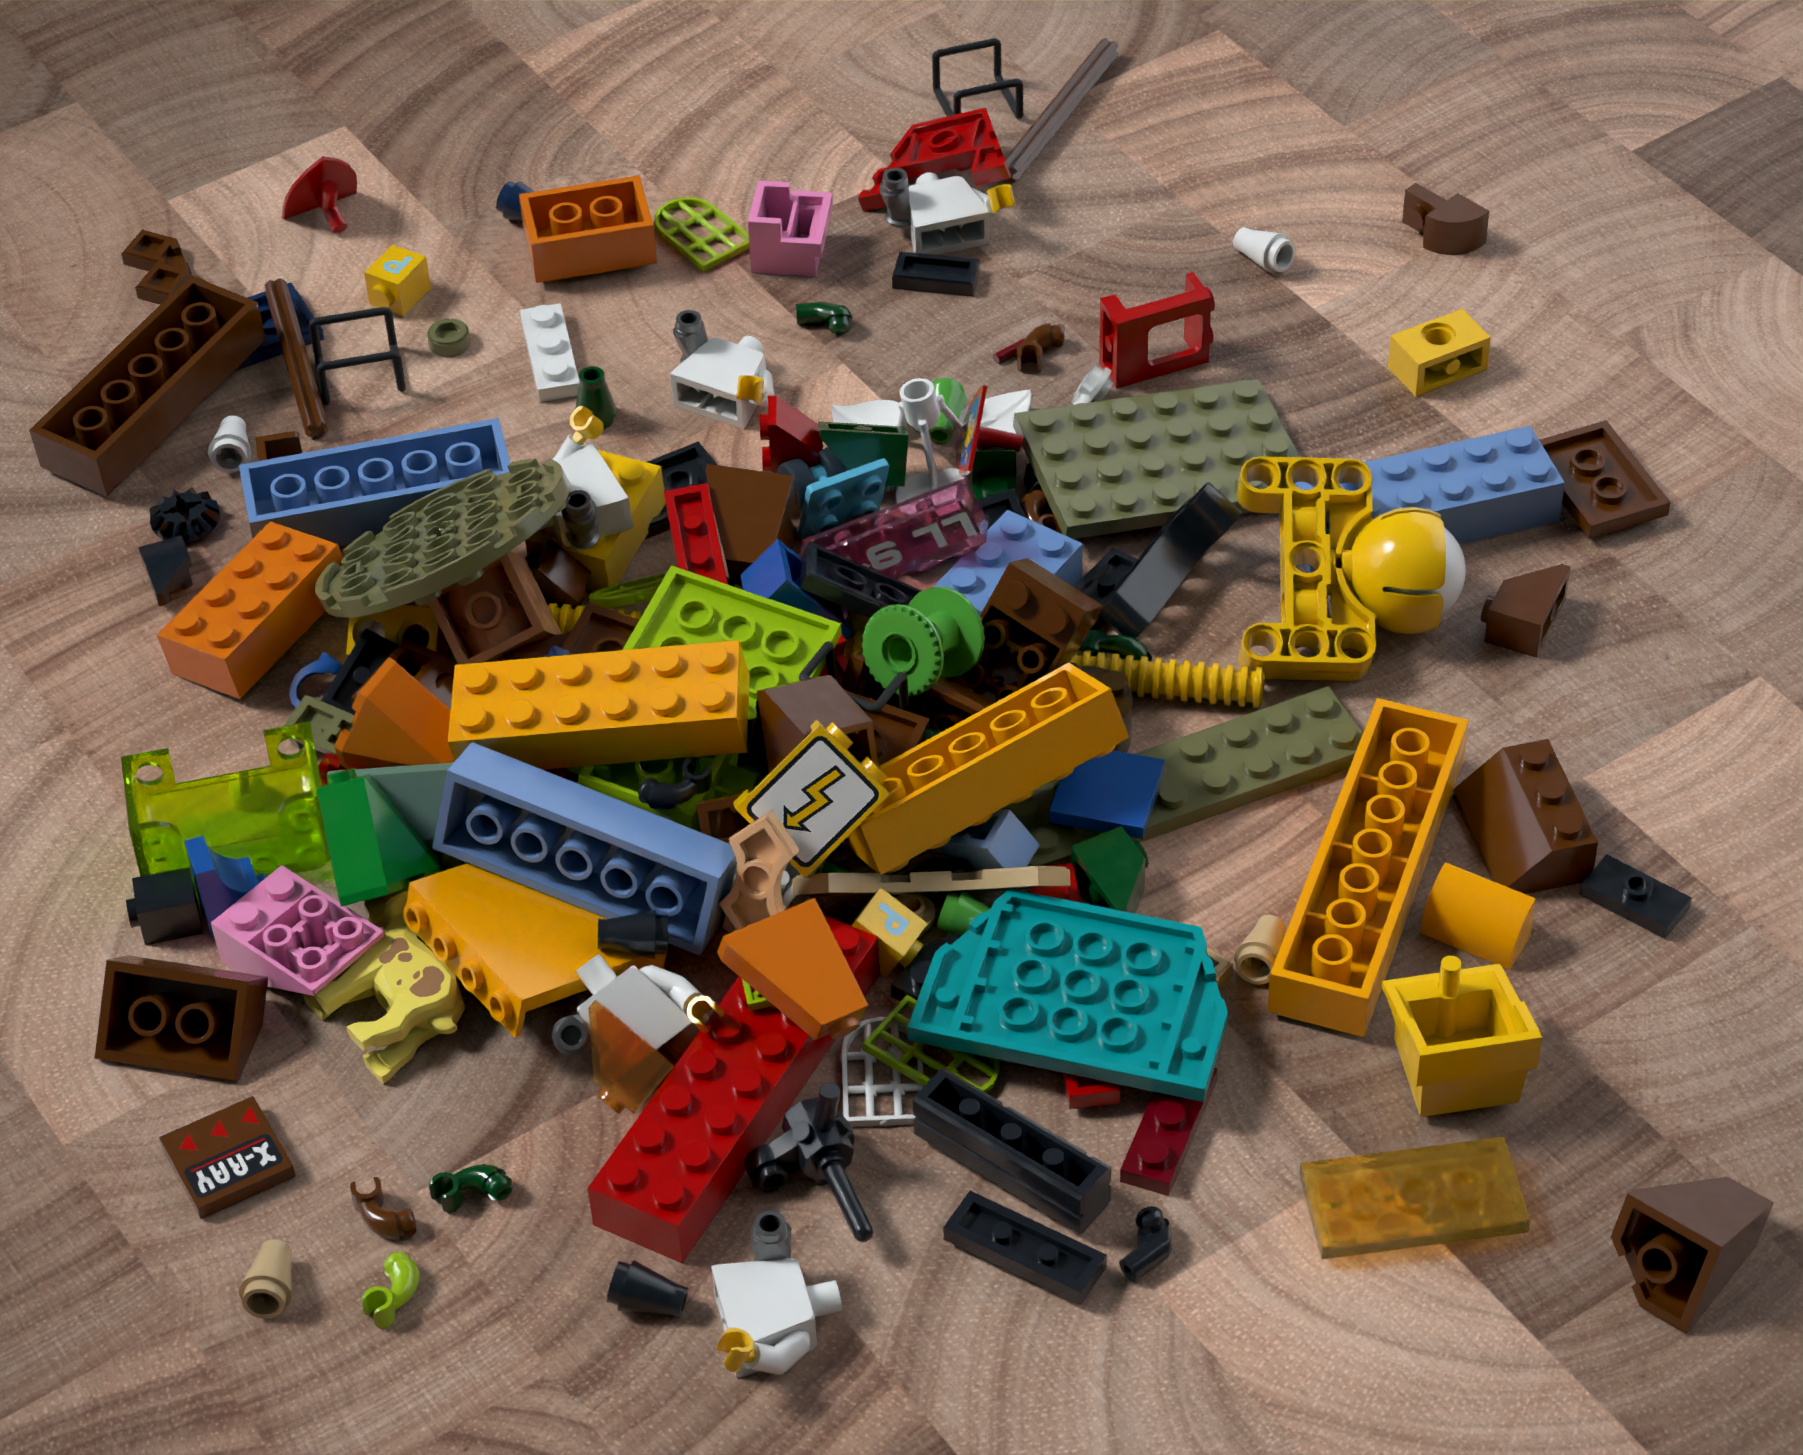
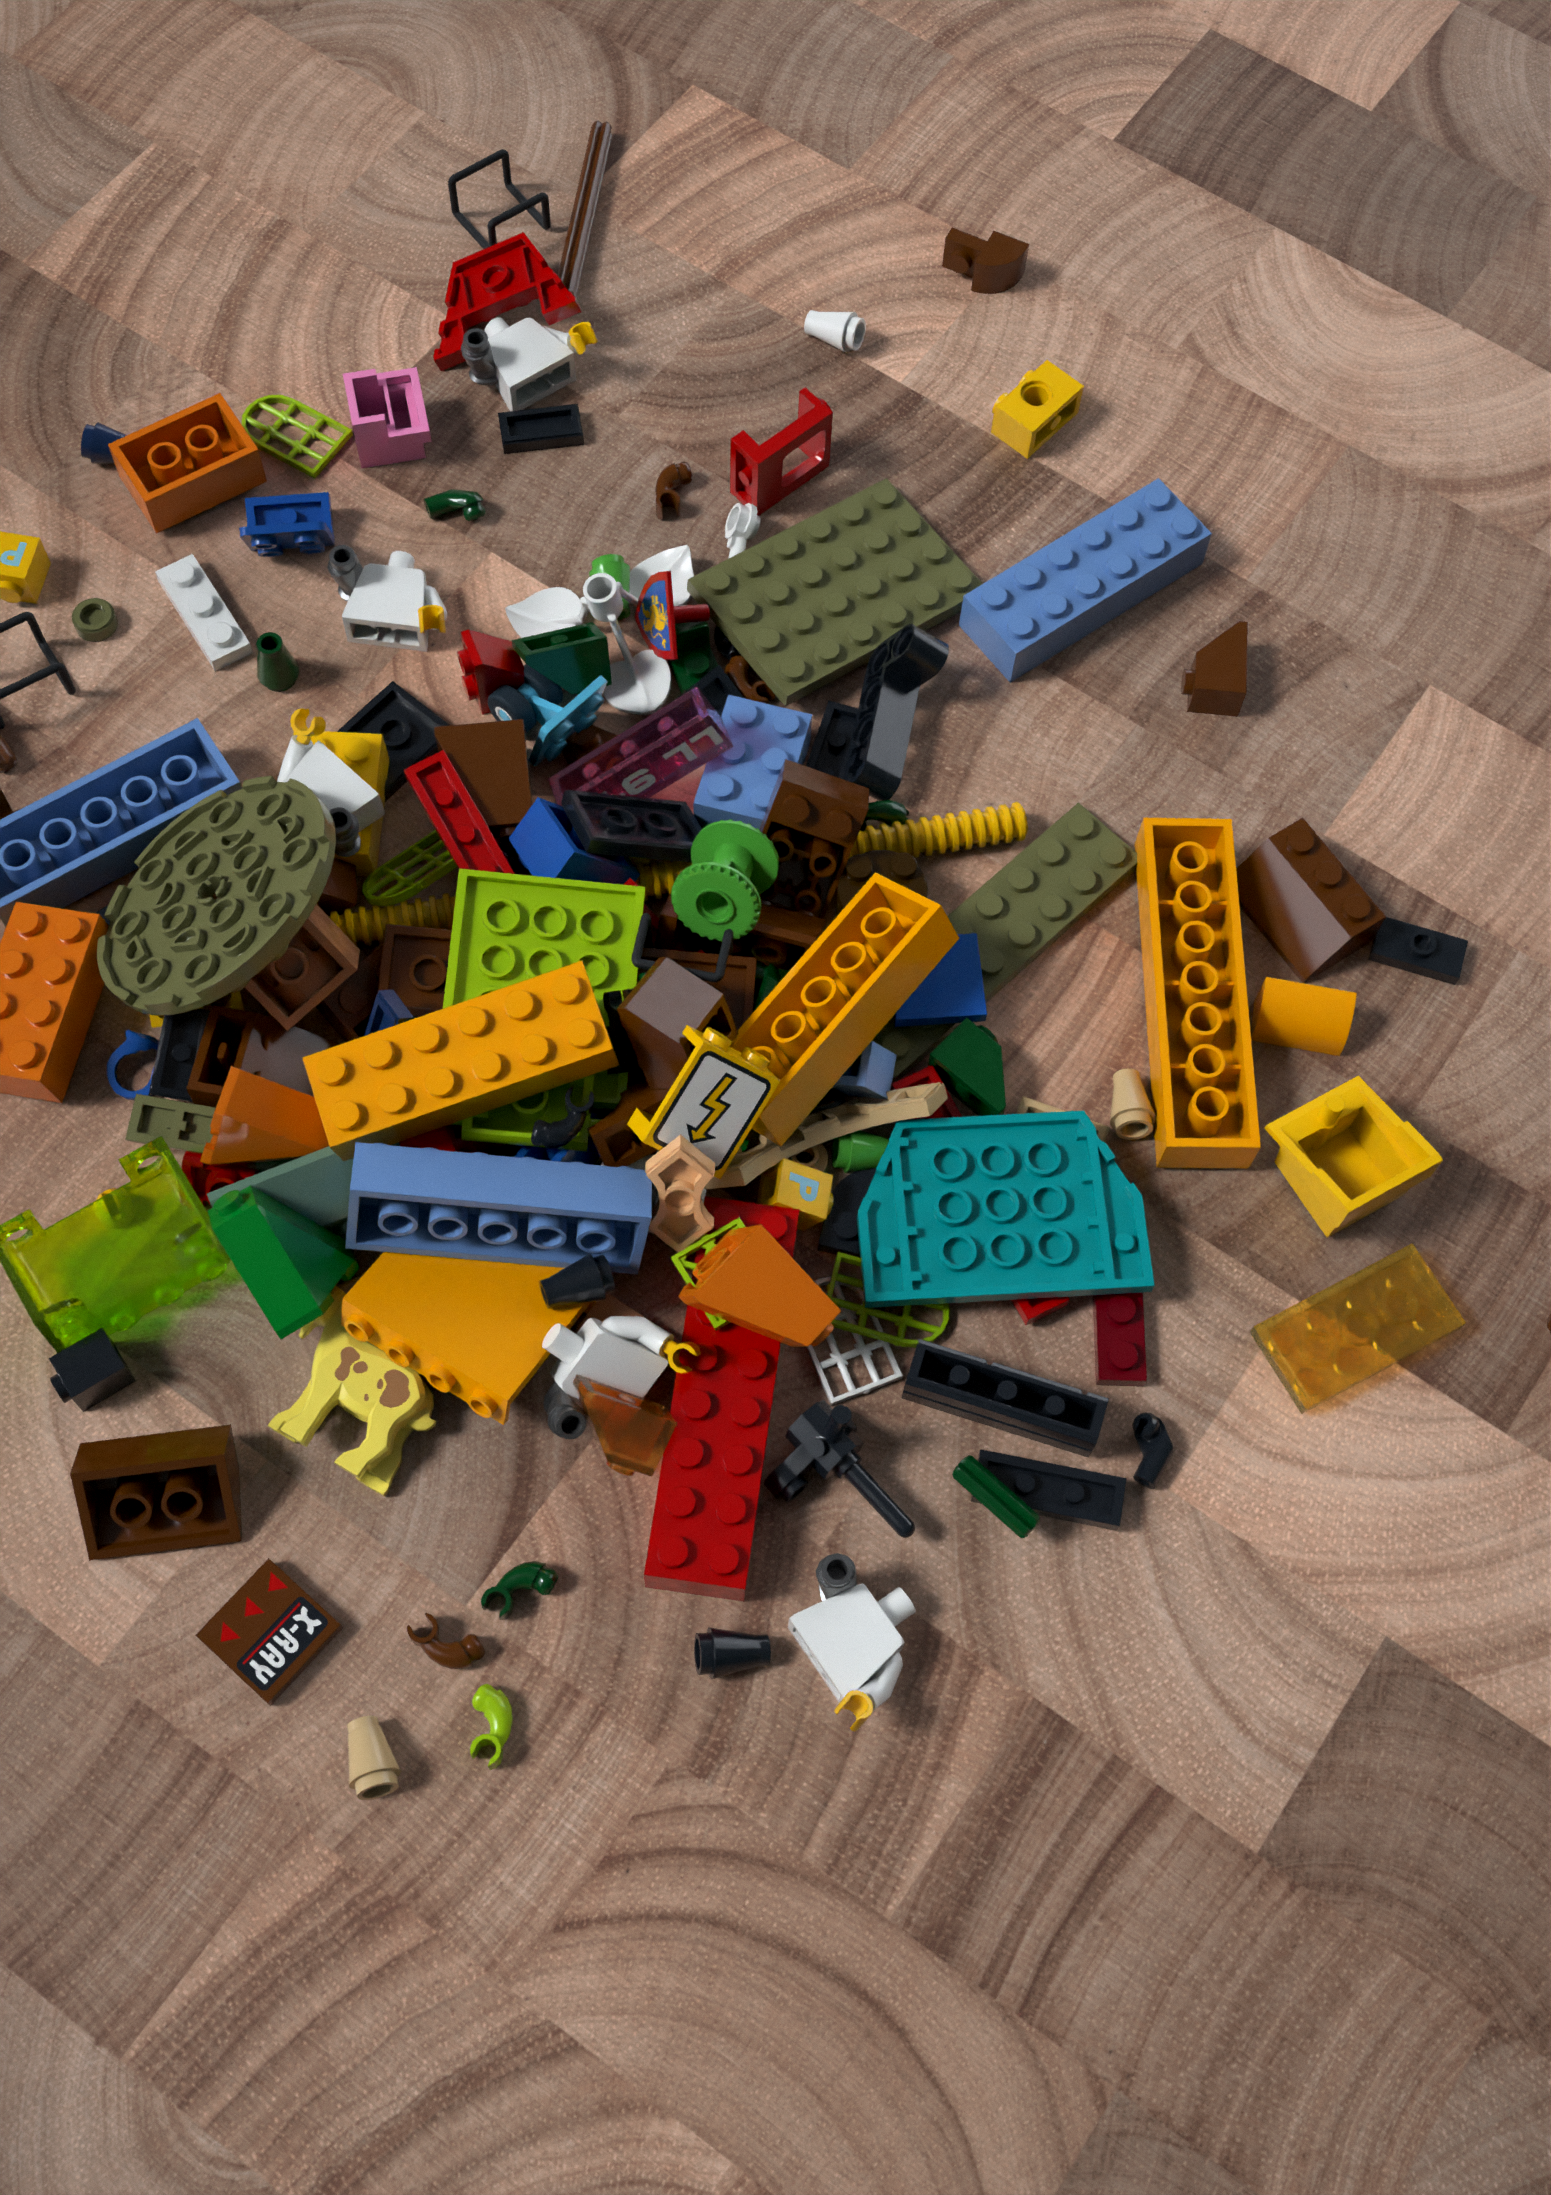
camera: 25 degrees left, 20 degrees up
(218, 879) = (148, 1336): blue arch -> none
(292, 934) = (240, 1374): bright pink slope -> none
(655, 294) = (288, 523): none -> blue bracket
(963, 1227) = (996, 1496): none -> dark green axle
(1007, 352) = (645, 498): dark red piece -> none
(1377, 571) = (1081, 677): yellow beam -> none
(1603, 480) = (1237, 514): reddish brown plate -> none

